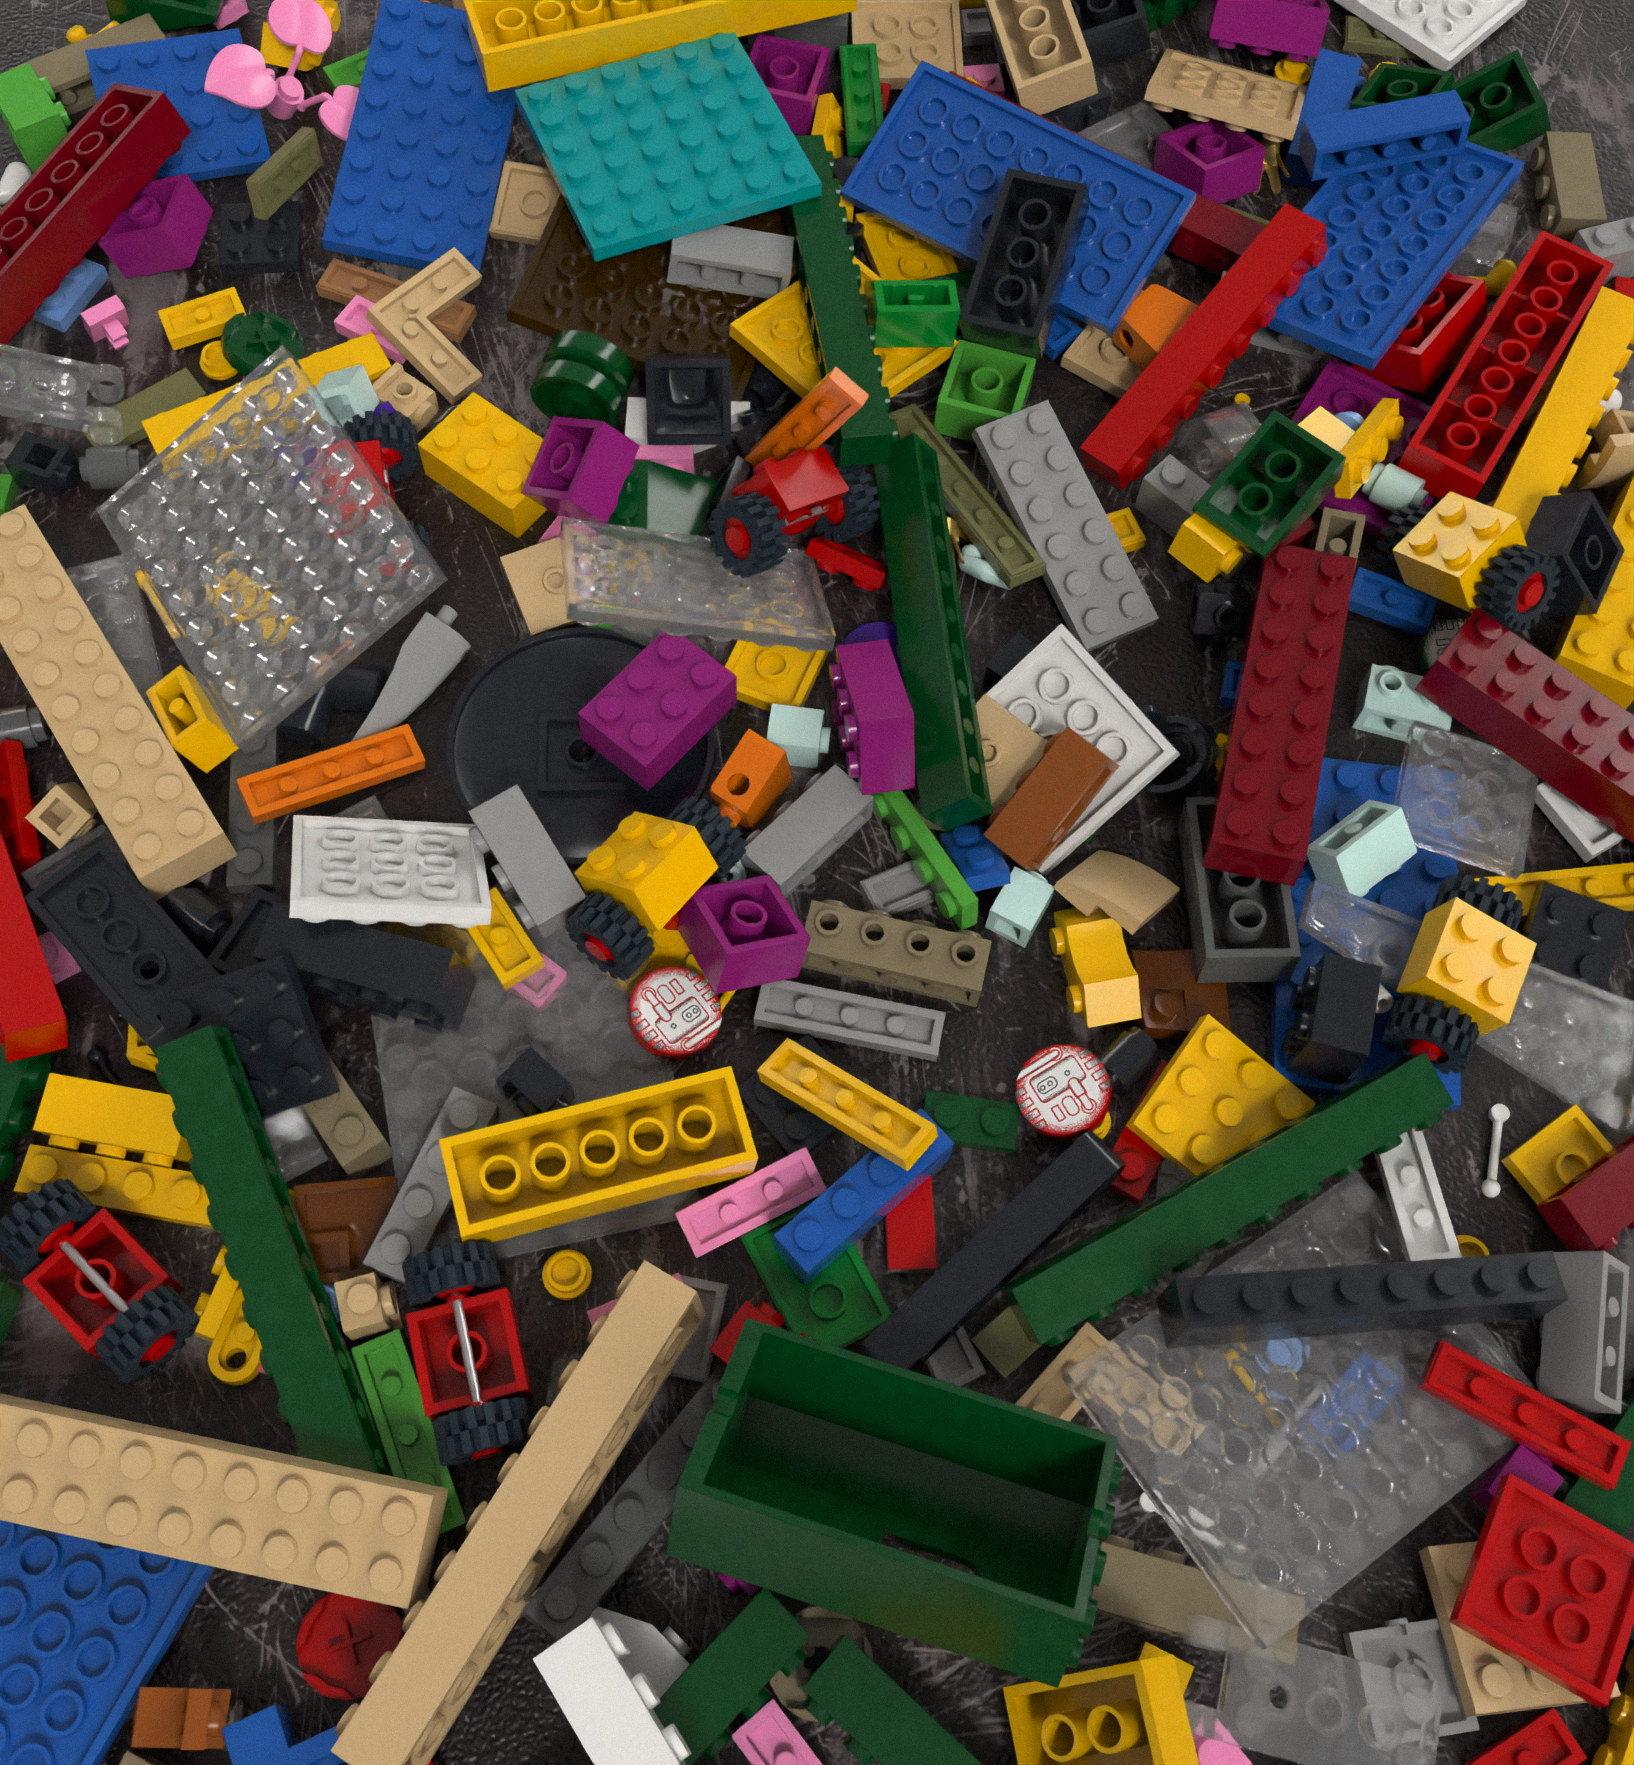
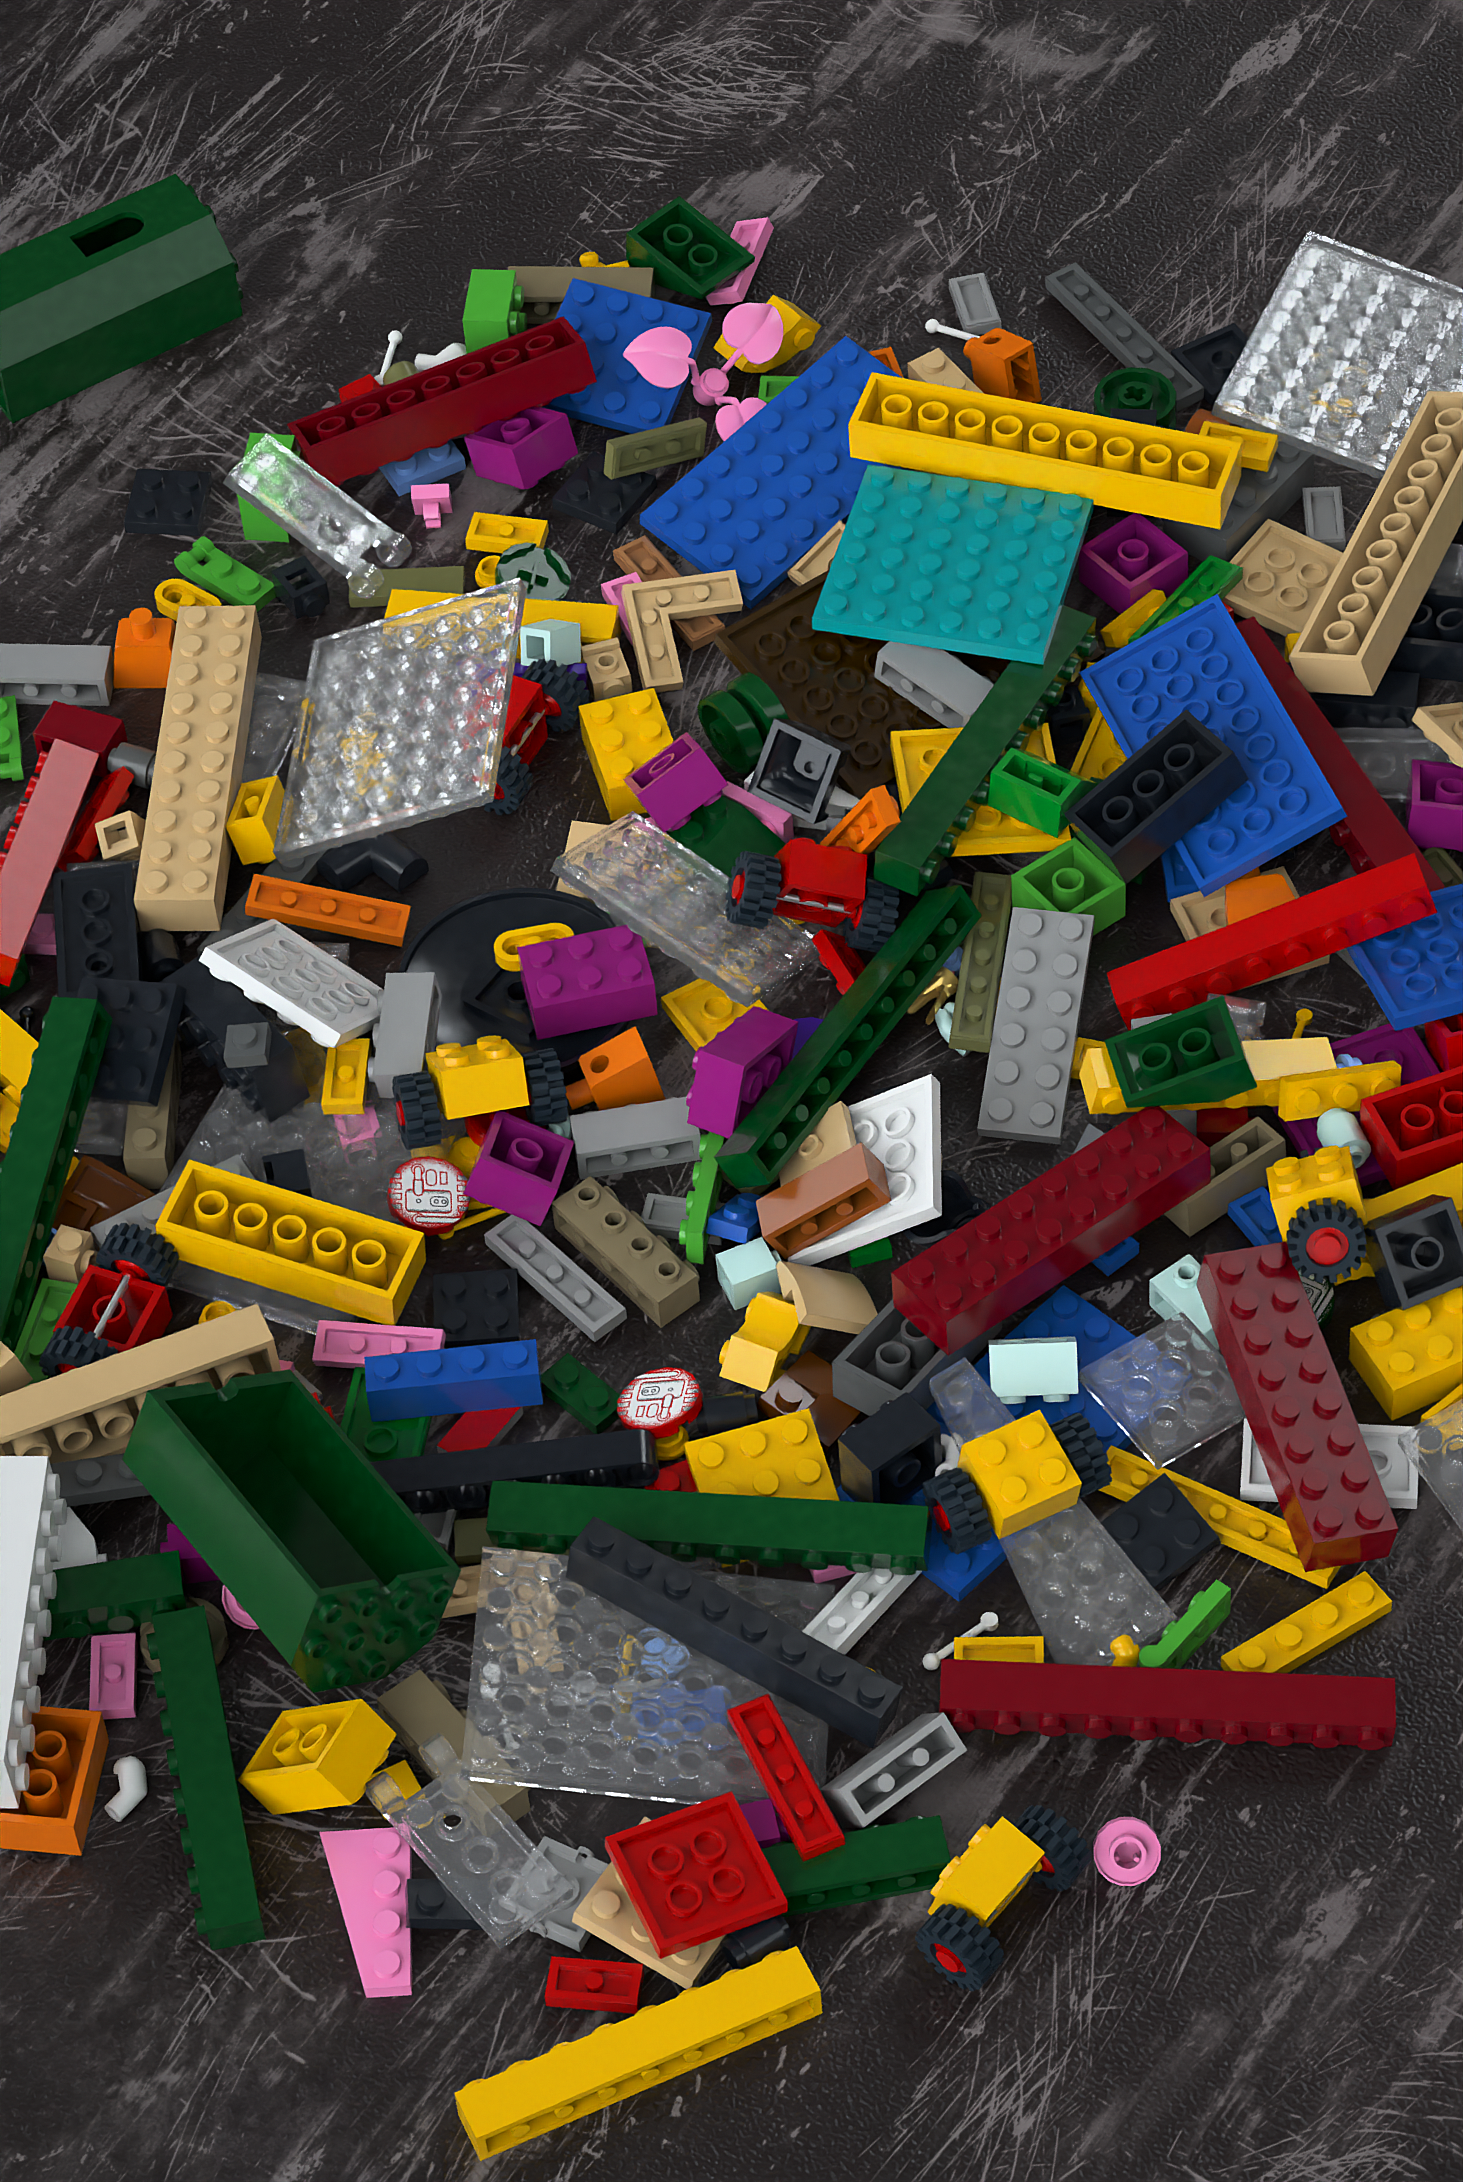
camera: 45 degrees right, 15 degrees down
(110, 466) = (347, 611): dark grey brick -> none
(410, 979) = (247, 1045): none -> dark grey plate
(421, 667) = (452, 872): light grey piece -> none
(569, 699) = (506, 944): none -> yellow plate
(799, 733) = (675, 1062): light aqua brick -> none
(848, 1104) = (486, 1307): yellow plate -> none

